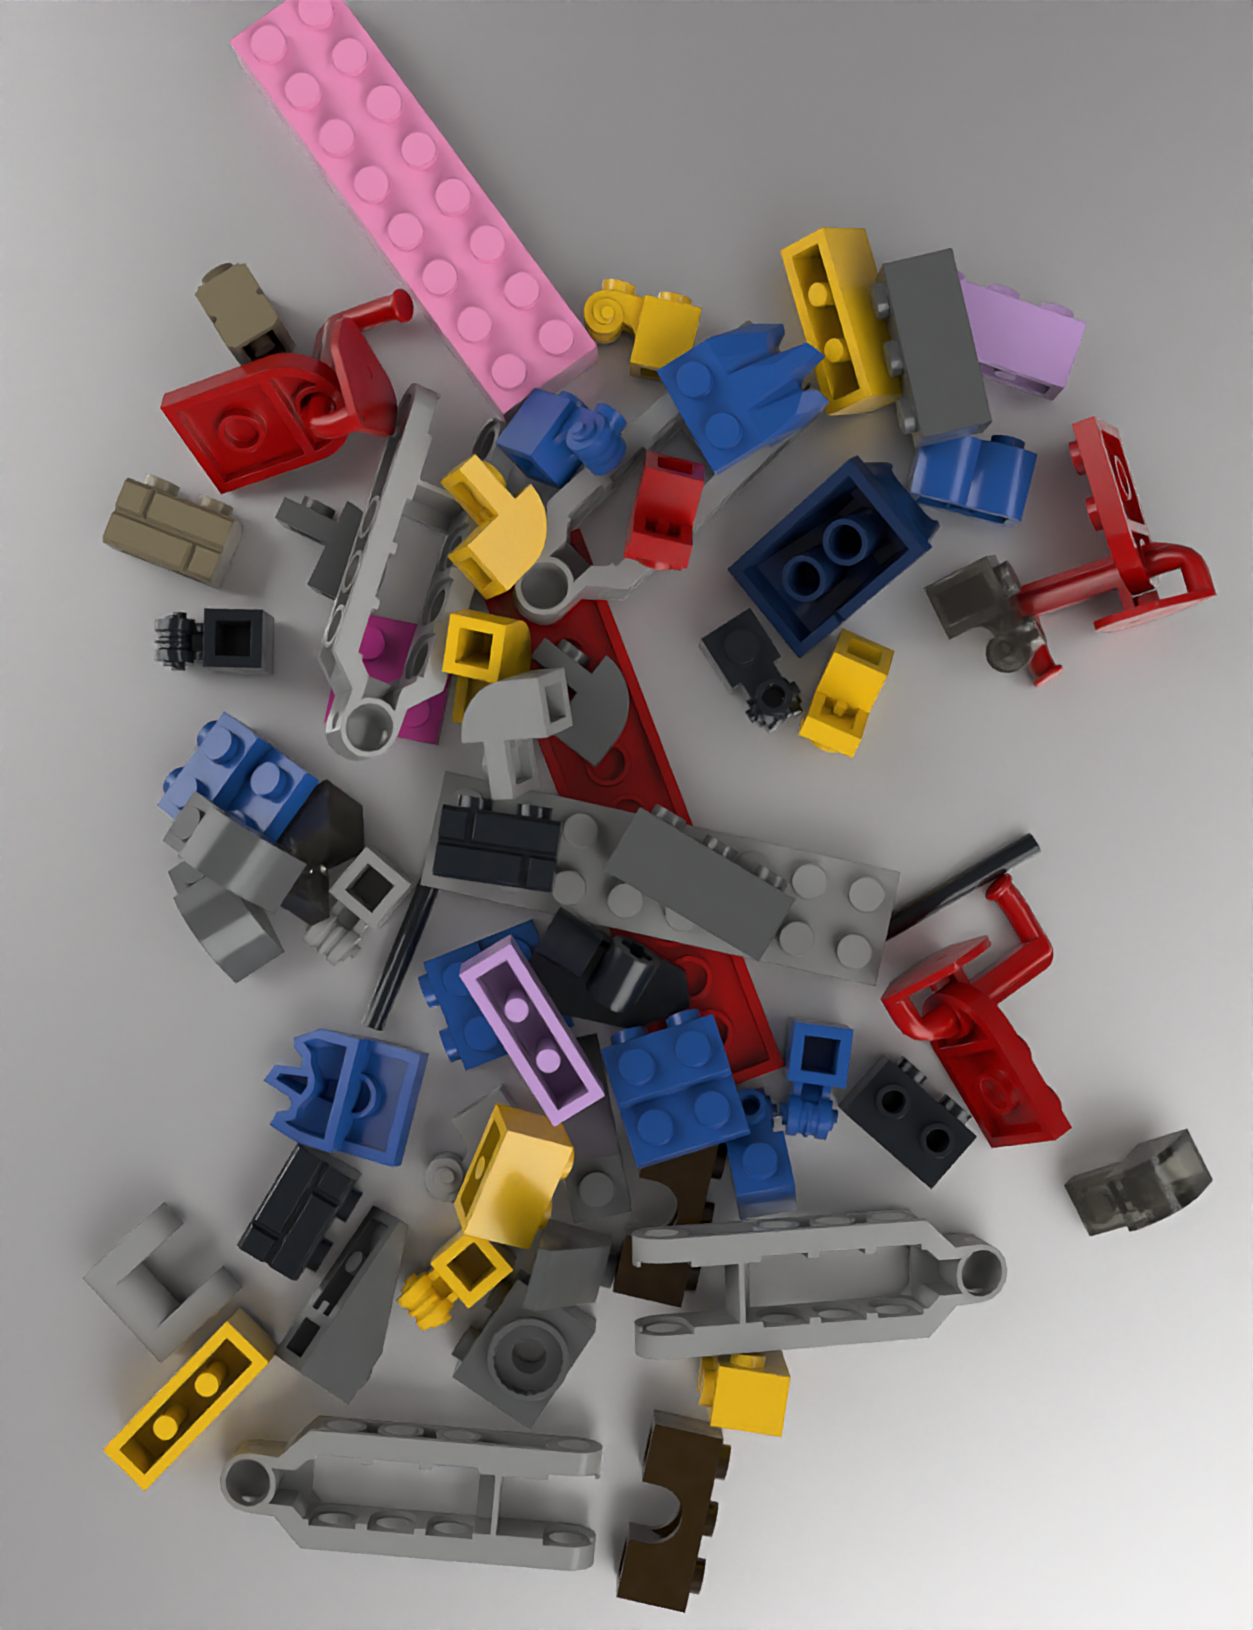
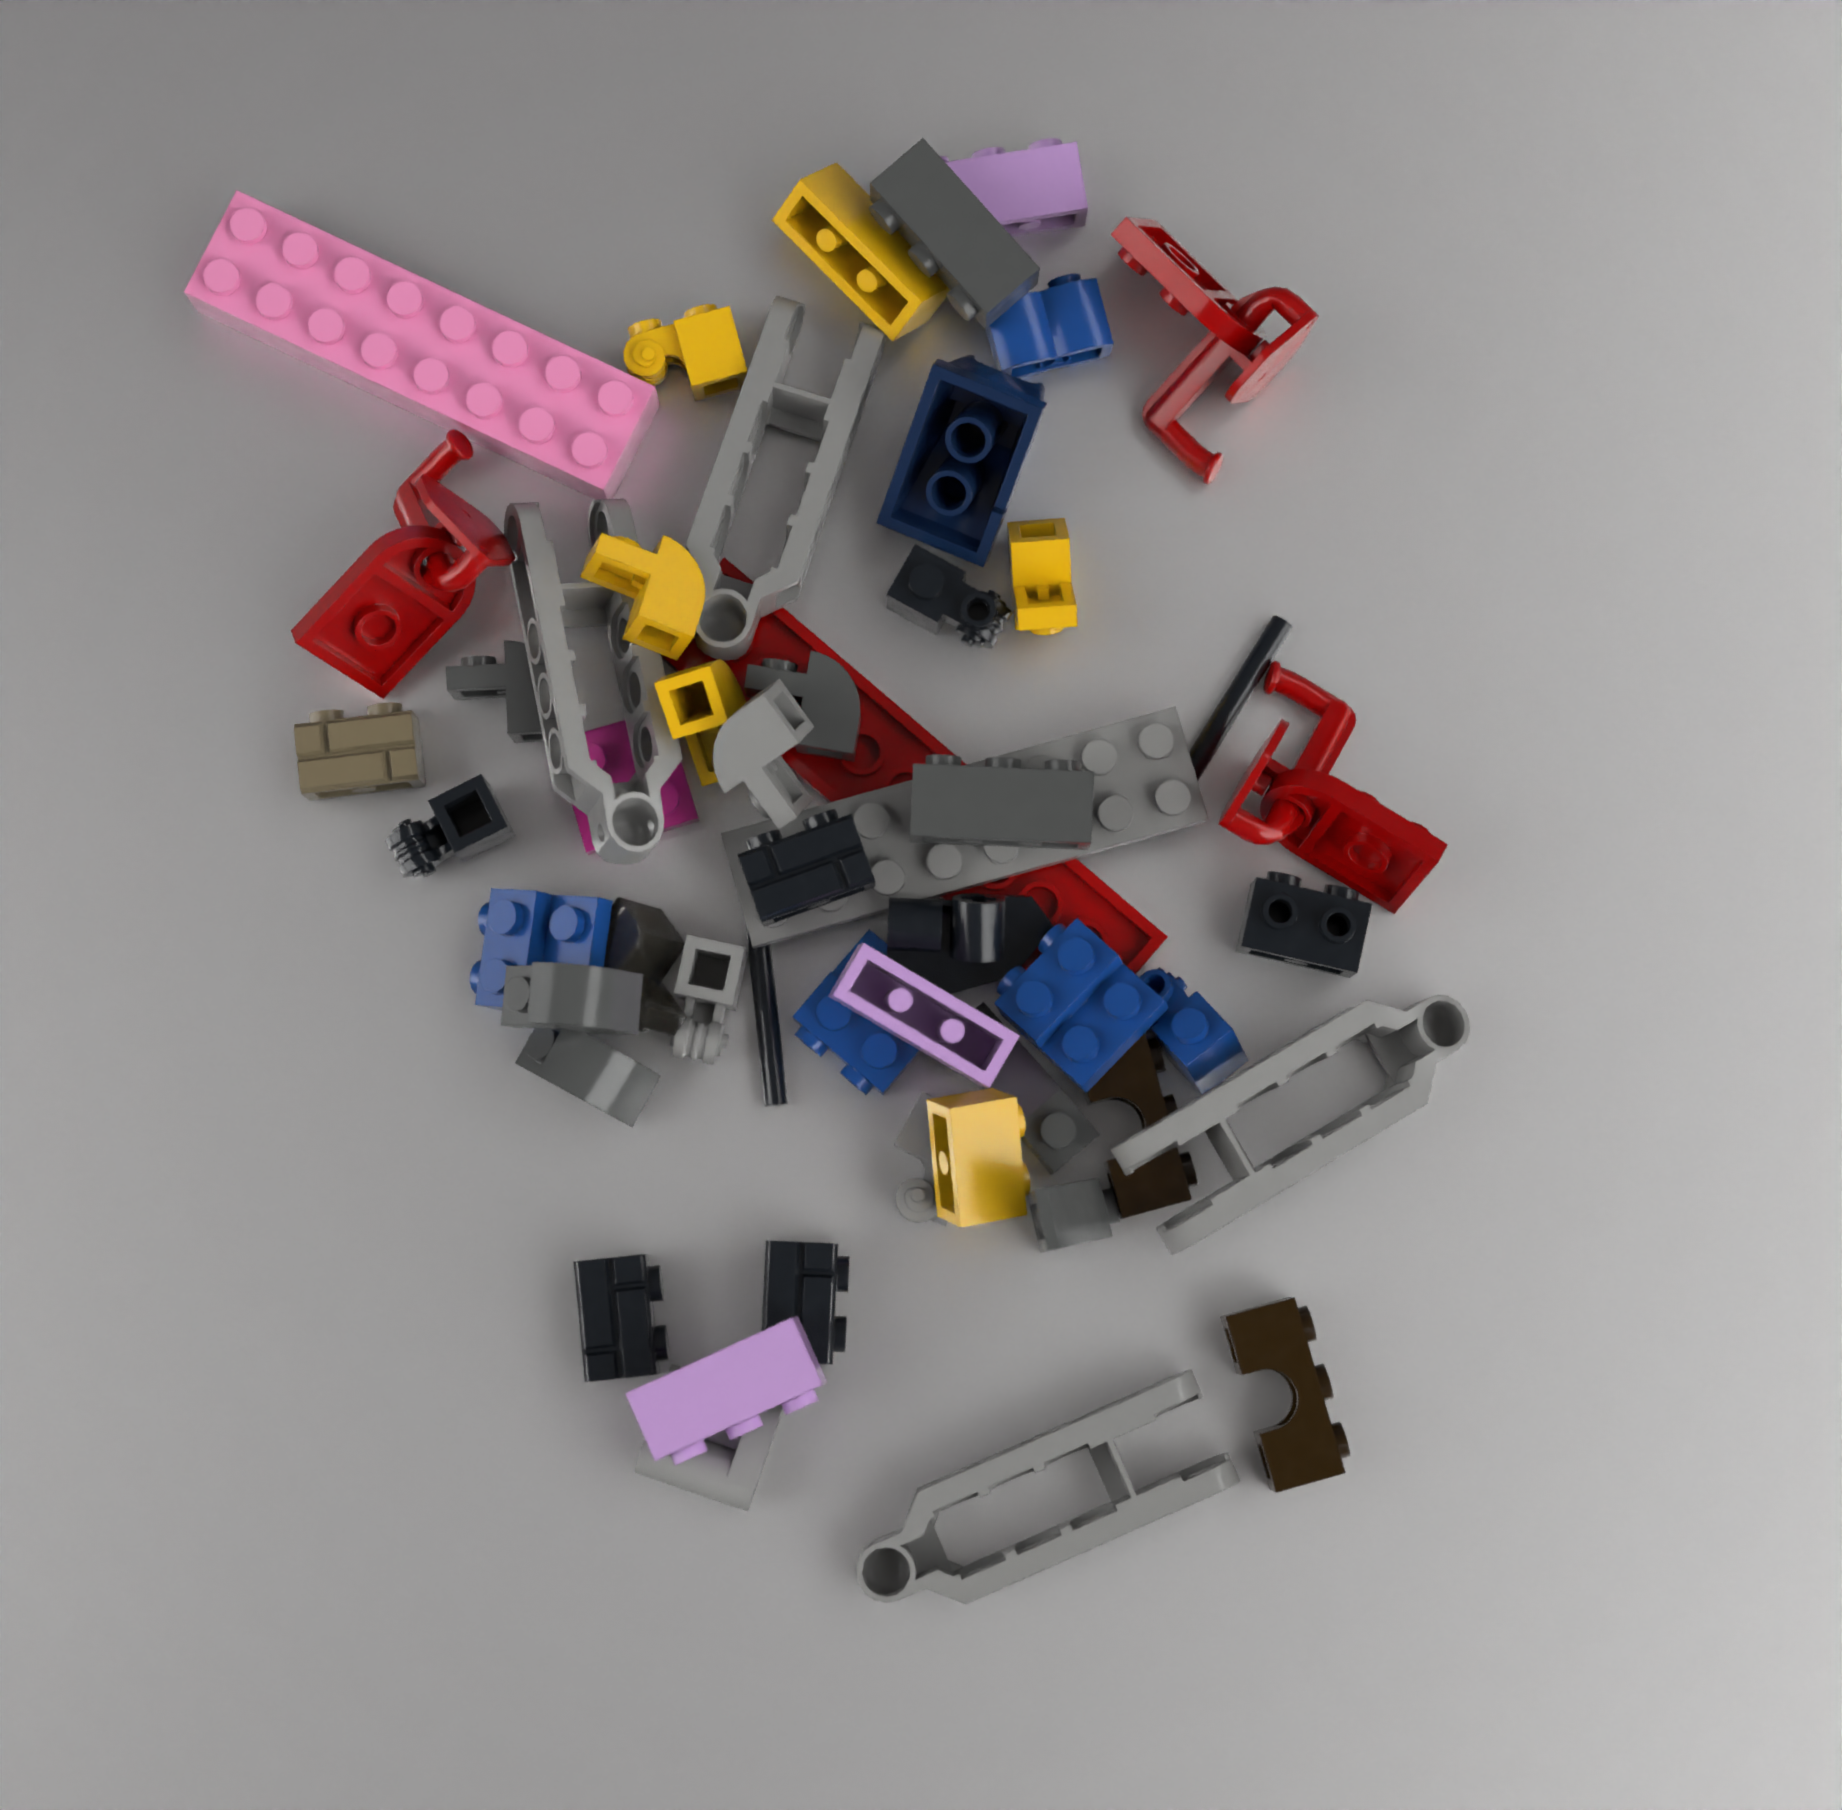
camera: 25 degrees left, 5 degrees down
(139, 1139) = (619, 1317): none -> black brick
(190, 1262) = (727, 1391): none -> lavender brick
(191, 1399) = (793, 1524): yellow brick -> none
(242, 314) = (324, 524): dark tan brick -> none
(349, 1313) = (895, 1372): dark grey slope -> none
(350, 1095) = (789, 1173): blue plate -> none
(460, 1269) = (978, 1269): yellow brick -> none
(490, 1362) = (1042, 1341): dark grey brick -> none
(558, 434) = (662, 480): blue brick -> none
(664, 512) = (795, 496): red brick -> none
(743, 392) = (807, 358): blue plate -> none
(745, 1391) = (1286, 1237): yellow brick -> none
(814, 1063) = (1191, 917): blue brick -> none
(986, 598) = (1117, 427): clear smoke brick -> none
(1143, 1187) = (1541, 872): clear smoke brick -> none

